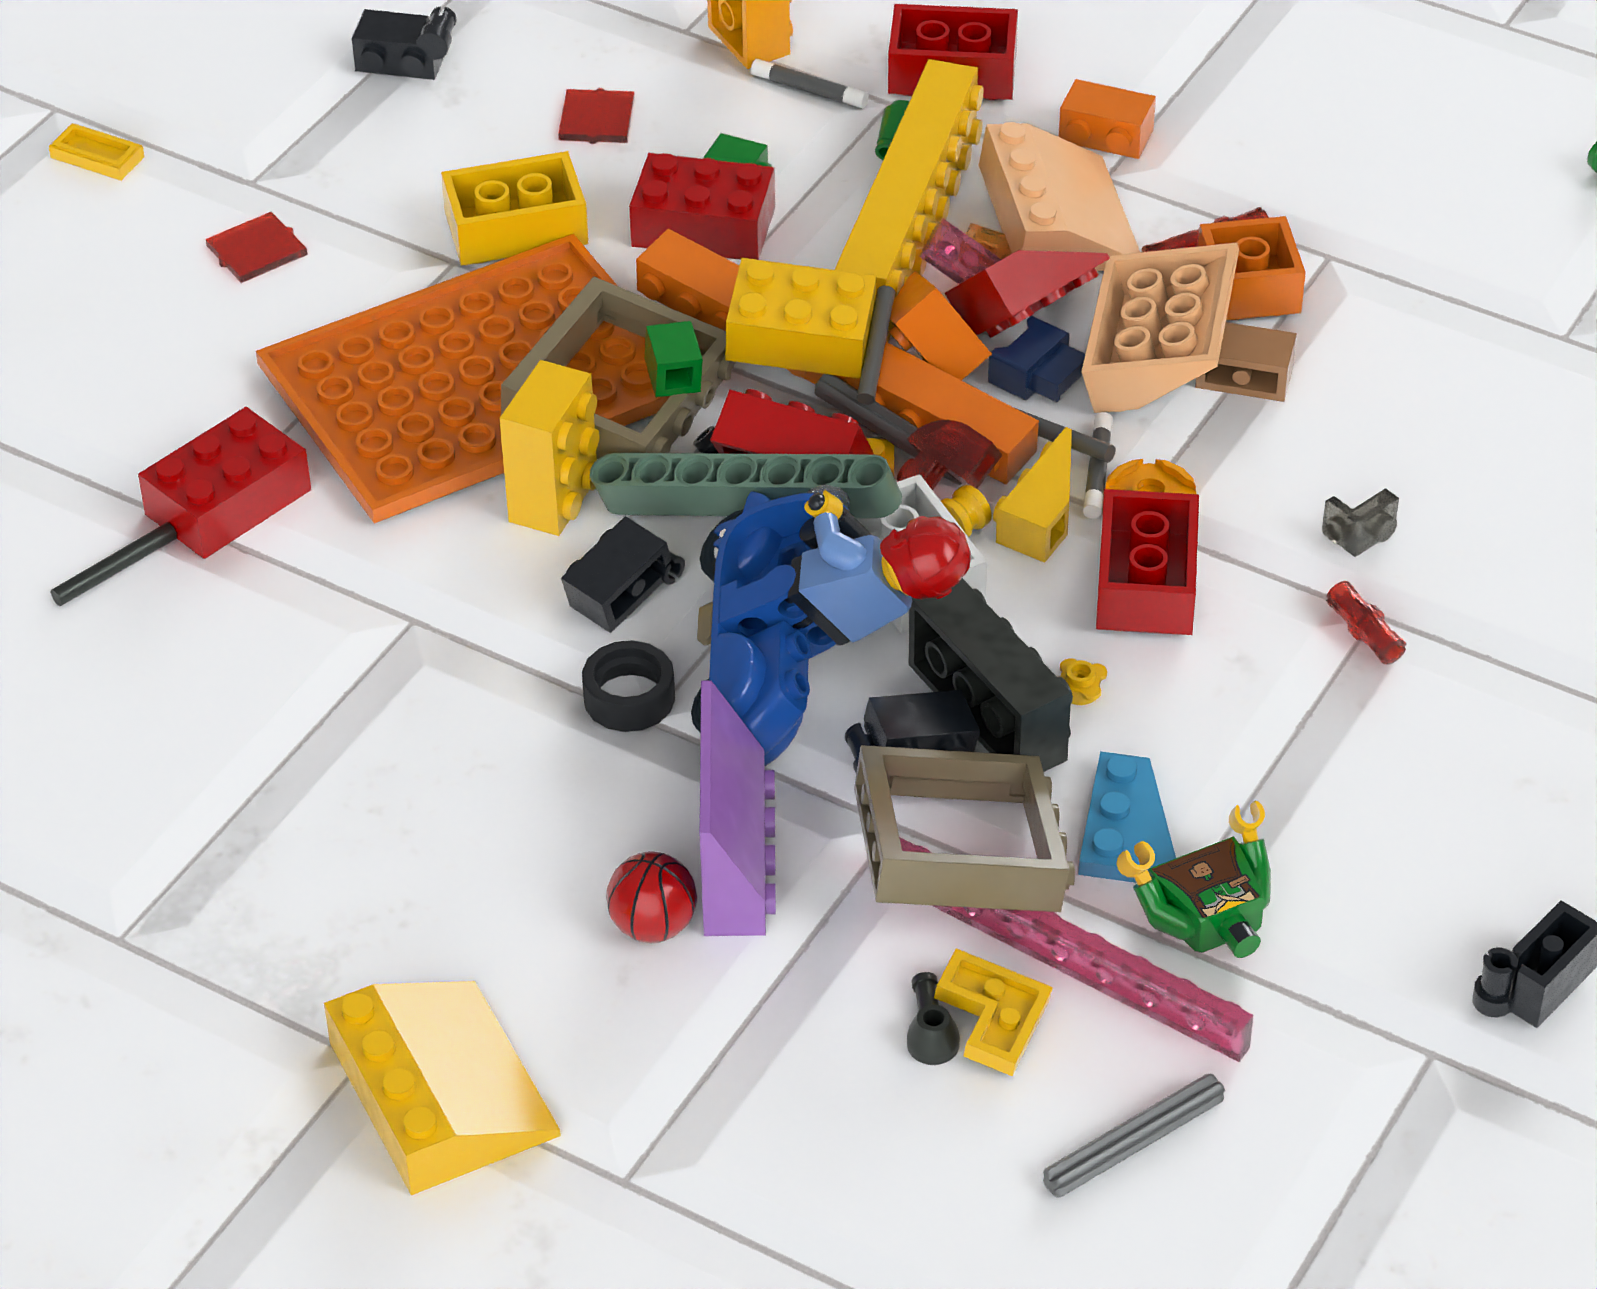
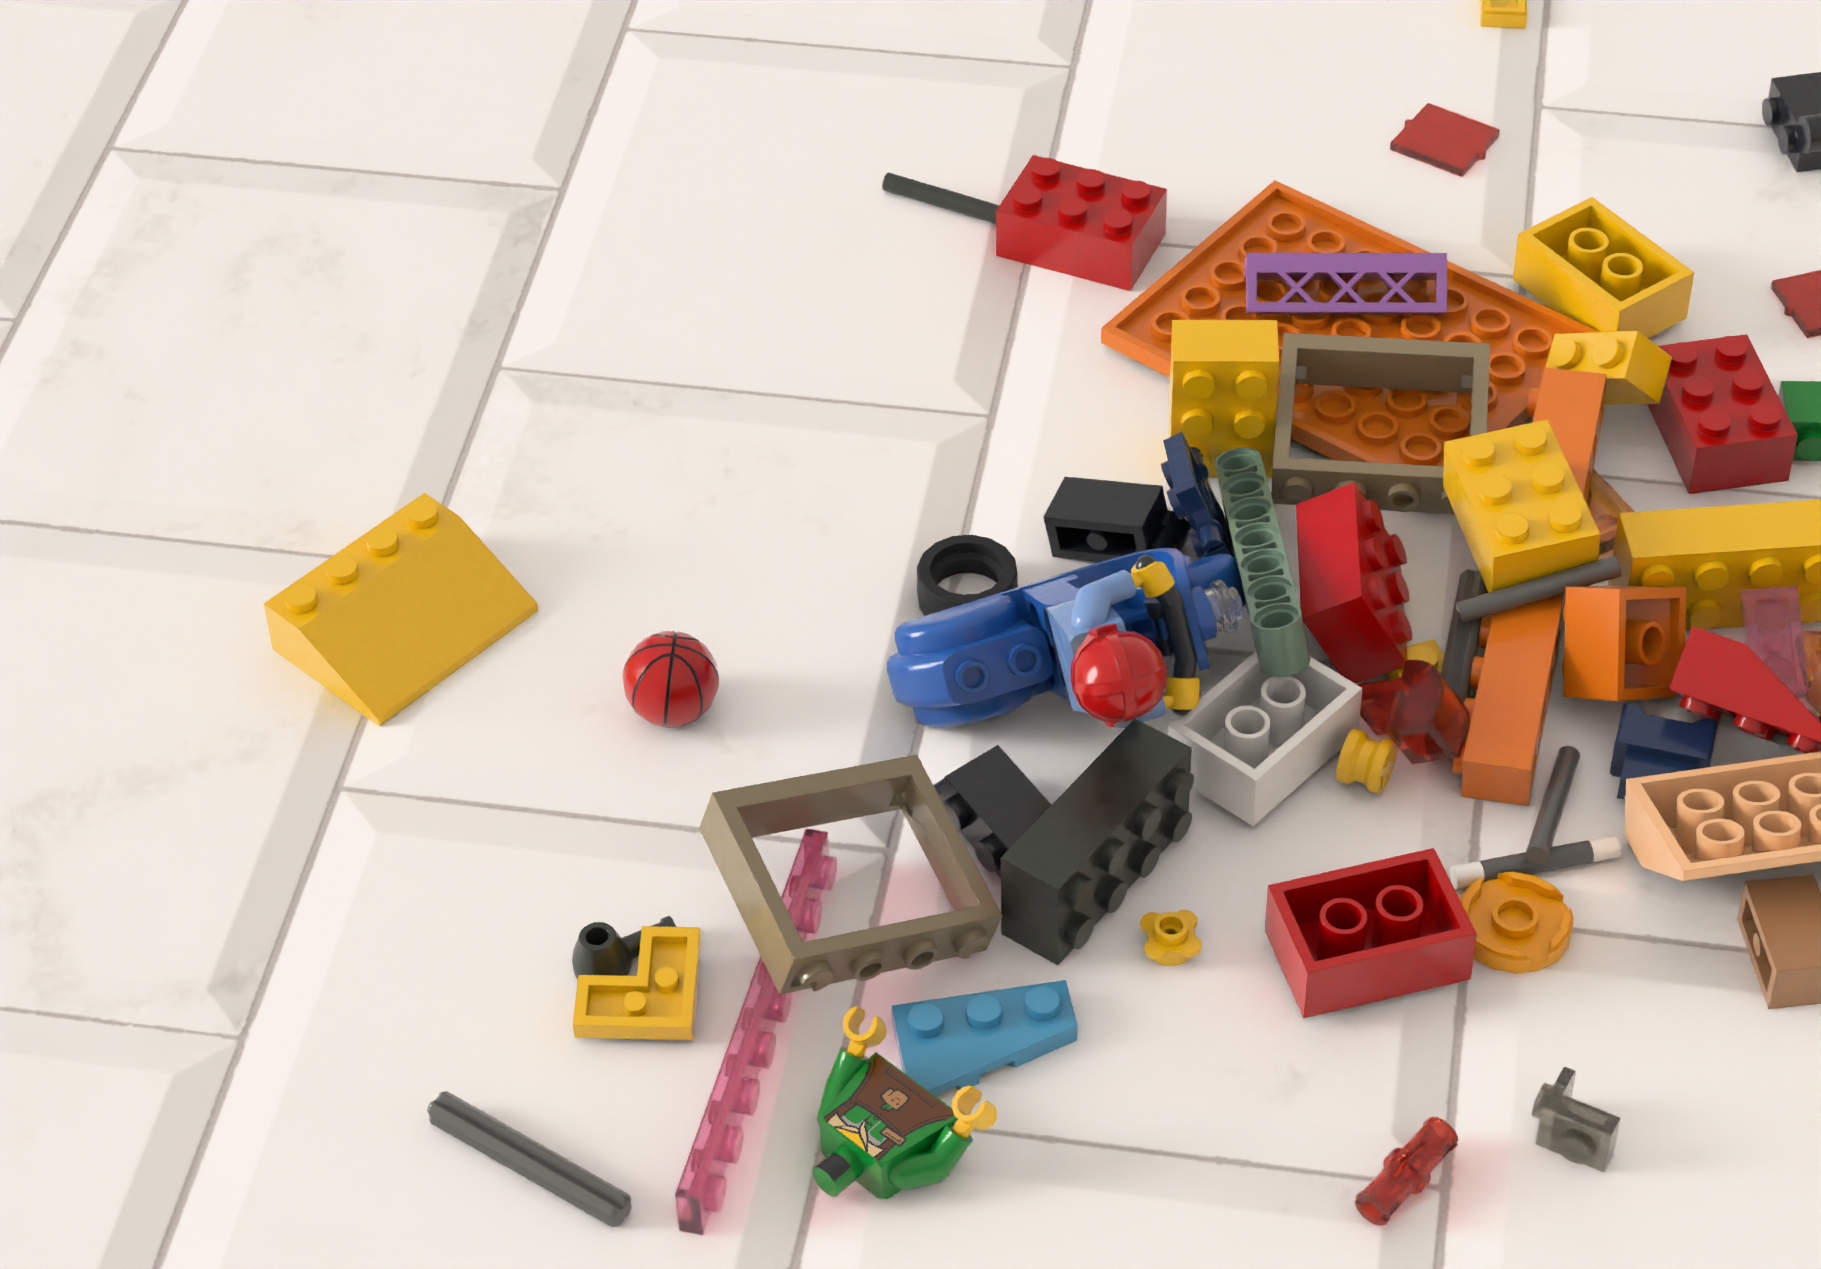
camera: 70 degrees right, 0 degrees up
(419, 336) = (1346, 266): none -> medium lavender fence
(634, 233) = (1631, 362): none -> yellow brick
(654, 503) = (1194, 498): none -> dark blue plate
(673, 358) = (1391, 434): green brick -> none
(734, 822) = (781, 684): medium lavender slope -> none
(1037, 509) = (1453, 820): yellow slope -> none

